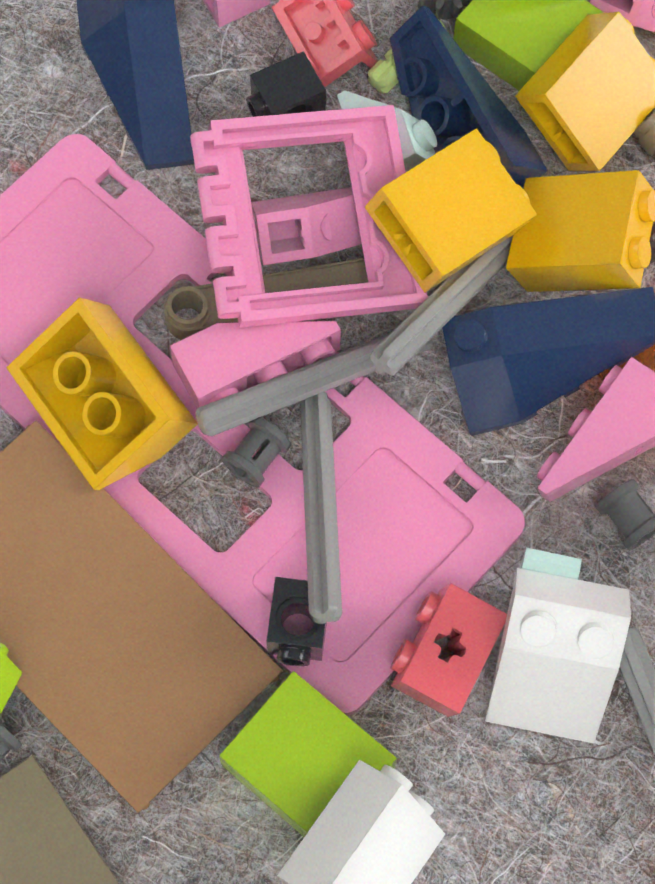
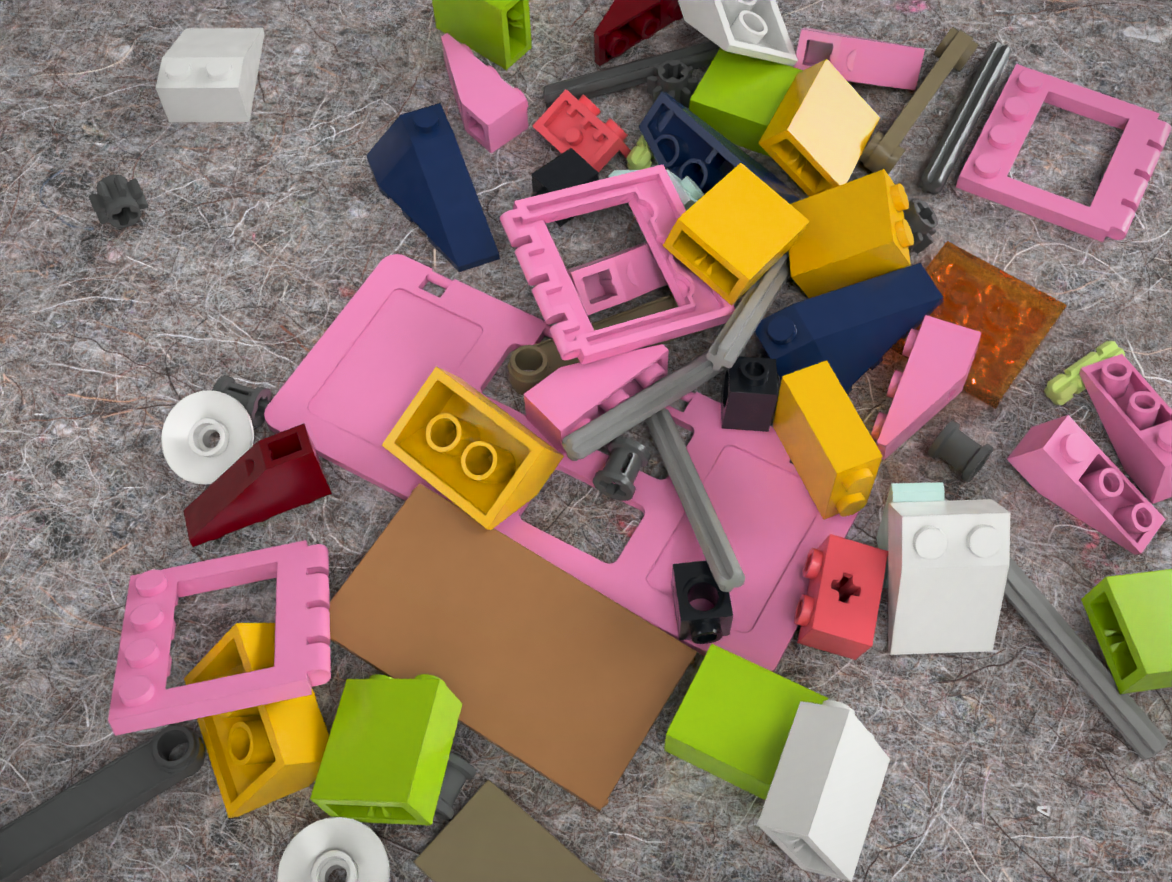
camera: 10 degrees left, 10 degrees down
(417, 398) = (749, 394): none -> black brick
(480, 475) = (826, 440): none -> yellow brick

